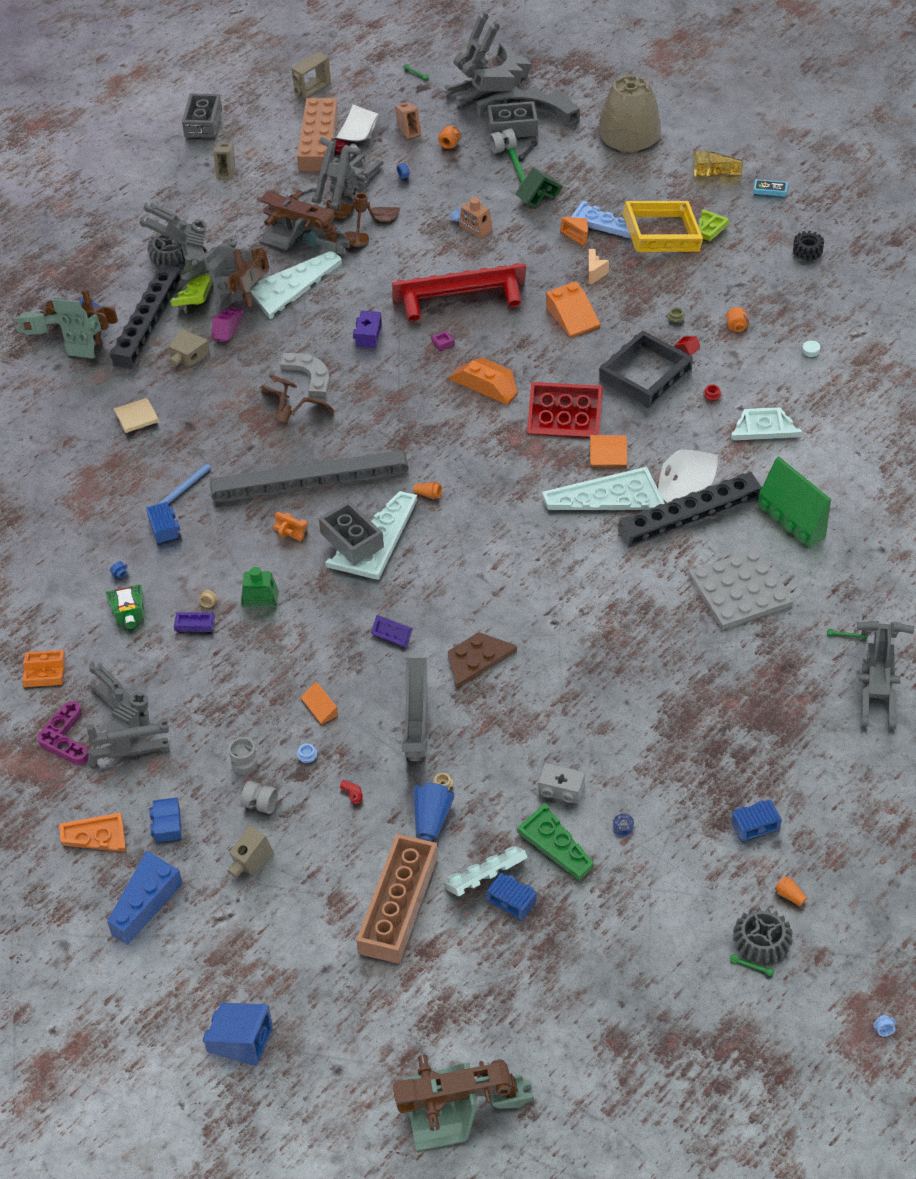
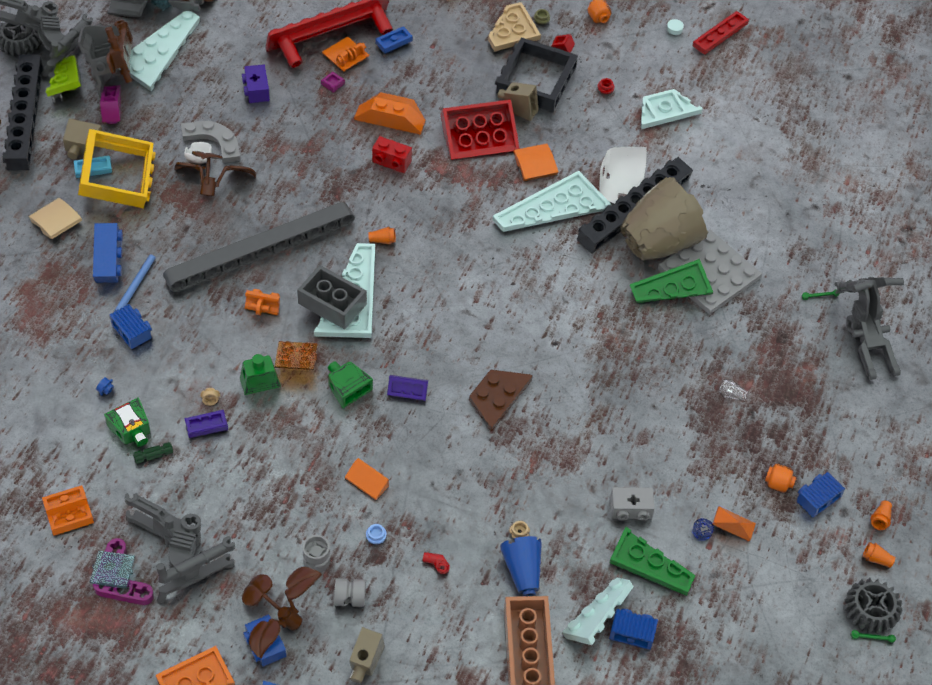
camera: 25 degrees left, 5 degrees up
(59, 726) = (112, 569): none -> clear light blue piece
(137, 636) = (153, 452): none -> dark green axle
(167, 453) = (107, 252): none -> blue wedge
(188, 376) = (99, 166): none -> medium azure tile
(194, 802) = (266, 632): none -> reddish brown plant
(211, 357) = (120, 144): none -> yellow window
(291, 376) = (197, 146): none -> white hair
(299, 579) = (296, 355): none -> clear orange hinge
(338, 614) = (348, 382): none -> green torso
(416, 709) = (471, 475): dark grey arch -> none
(466, 316) = (346, 53): none -> orange hinge
(468, 417) = (391, 154): none -> red brick
(517, 311) = (393, 39): none -> blue plate
(572, 309) = (444, 28): orange slope -> none
(617, 389) = (523, 99): none -> dark tan torso
(645, 317) = (512, 26): none -> tan plate
(656, 826) = (734, 523): none -> orange slope
(698, 590) = (679, 282): none -> green wing
(702, 529) = (664, 222): none -> dark tan piece
(709, 702) = (733, 390): none -> clear cone
(722, 795) = (780, 478): none -> orange head
(795, 503) = (731, 178): green slope -> none
(812, 855) = (882, 516): none -> orange cone
(856, 362) = (720, 32): none -> red plate

